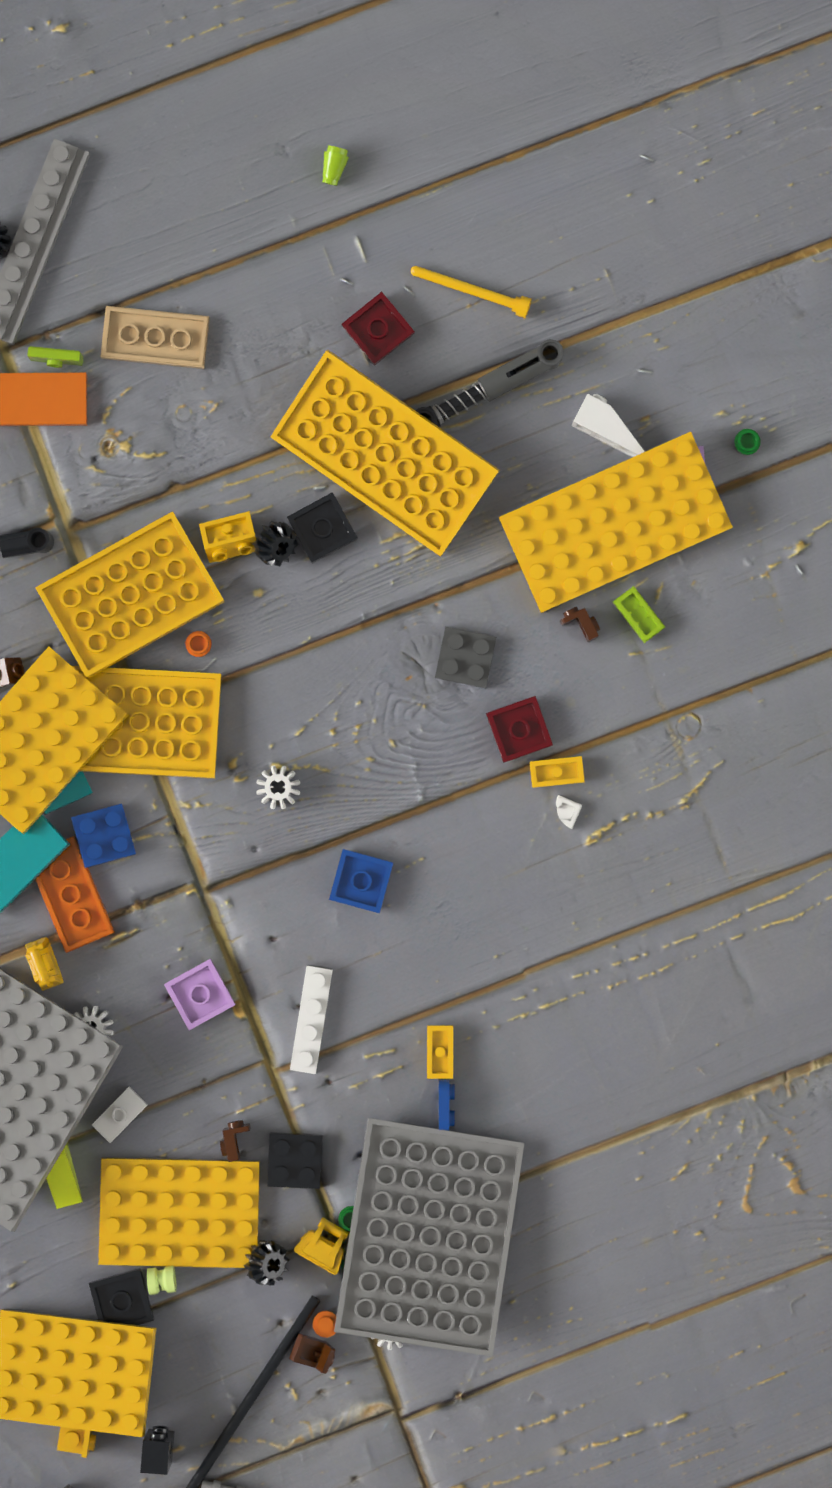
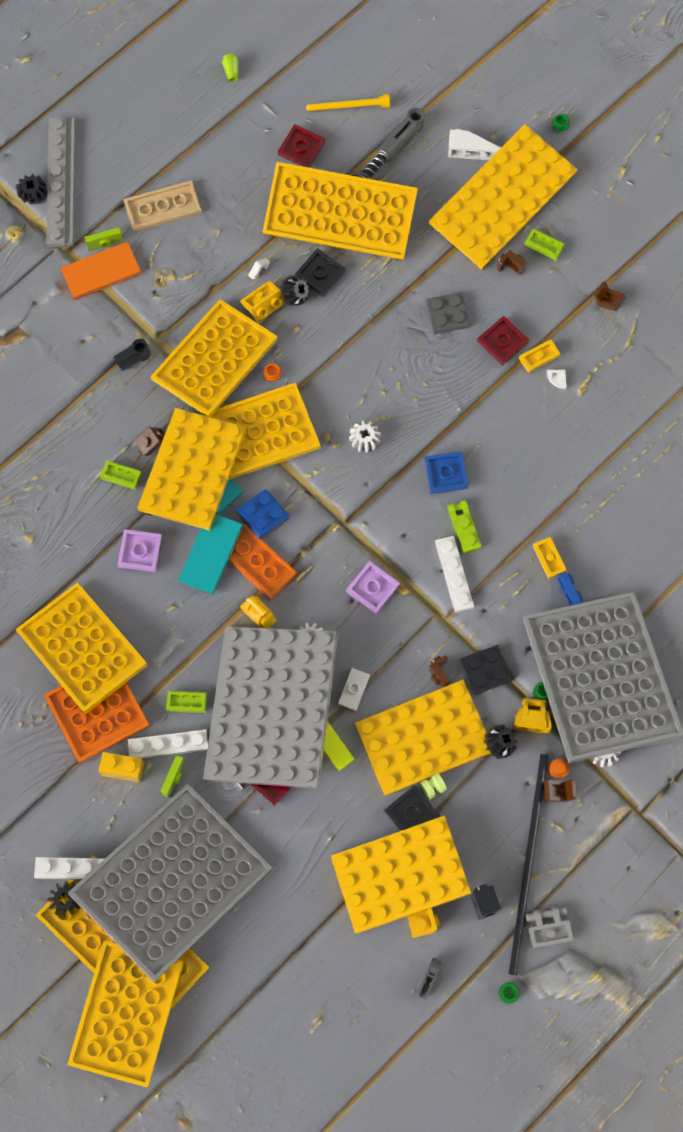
camera: 25 degrees left, 15 degrees down
(244, 485) = (258, 266): none -> white tile
(352, 963) = (464, 527): none -> lime plate
(687, 729) = (608, 298): none -> reddish brown bracket

